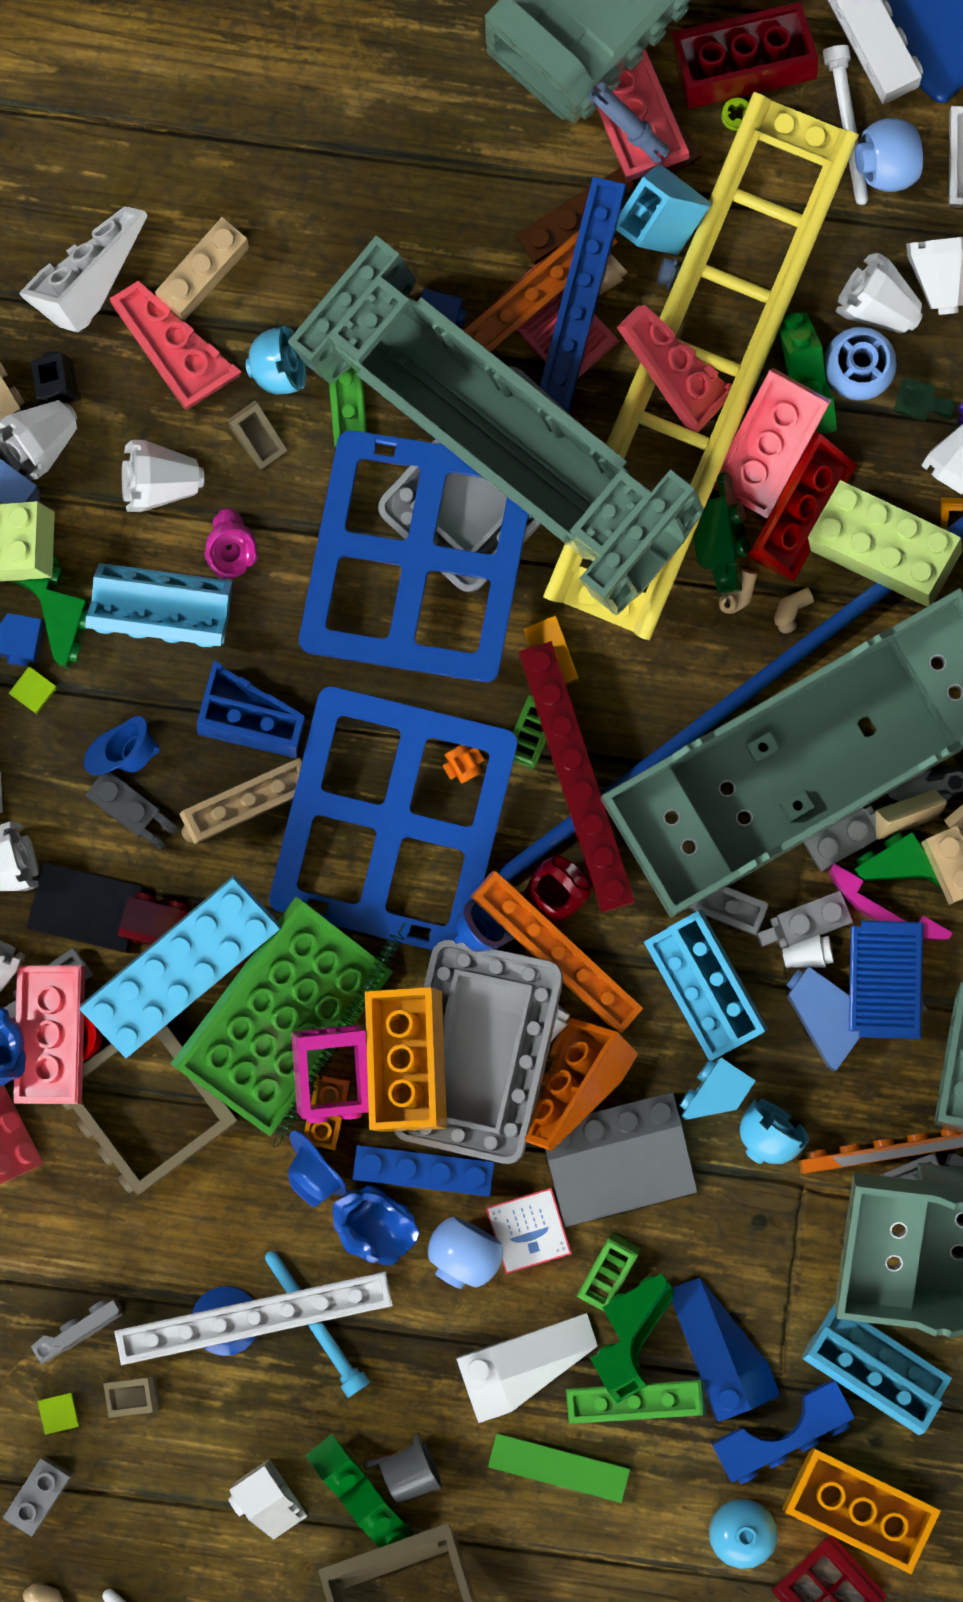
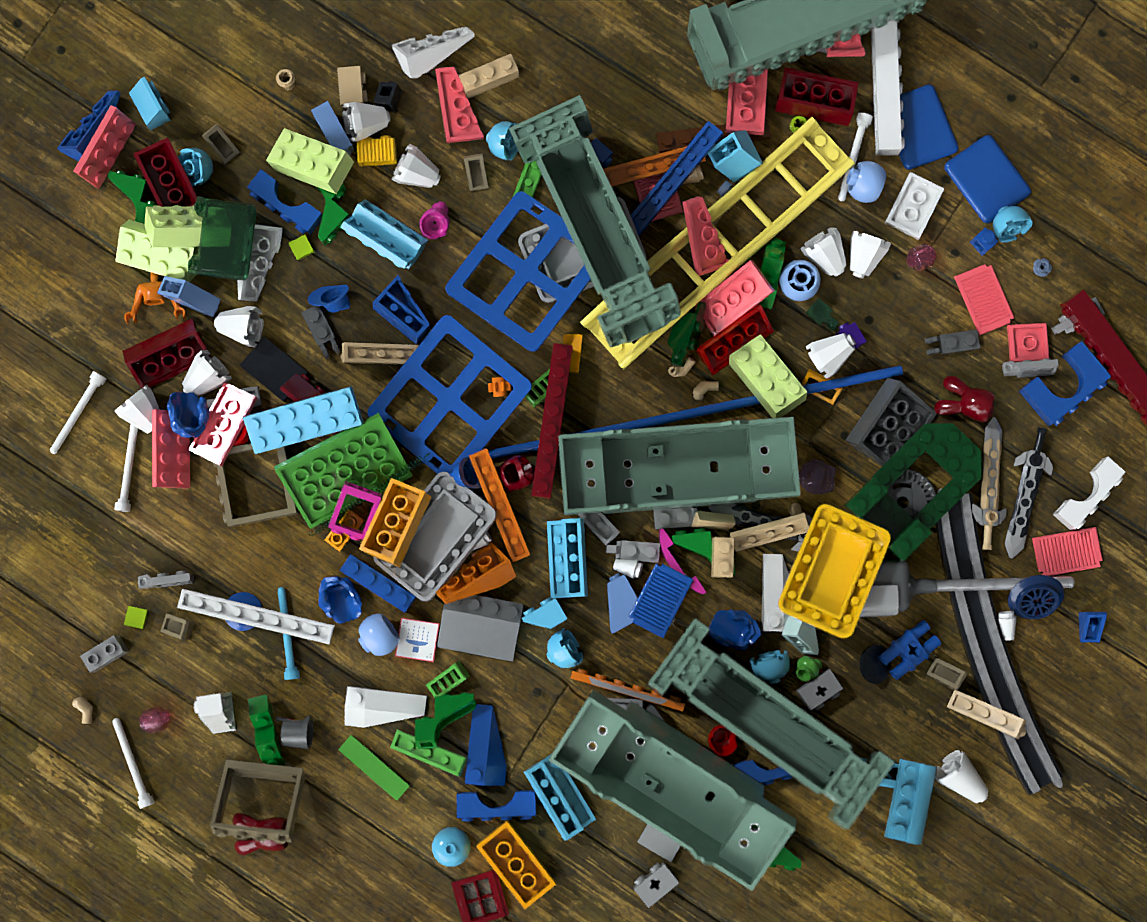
camera: 25 degrees right, 0 degrees up
(80, 476) = (376, 151): none -> yellow brick
(170, 1562) = (154, 719): none -> clear pink head
(311, 1174) = (319, 558): blue piece -> none
(638, 131) = (742, 109): sand blue pin -> none

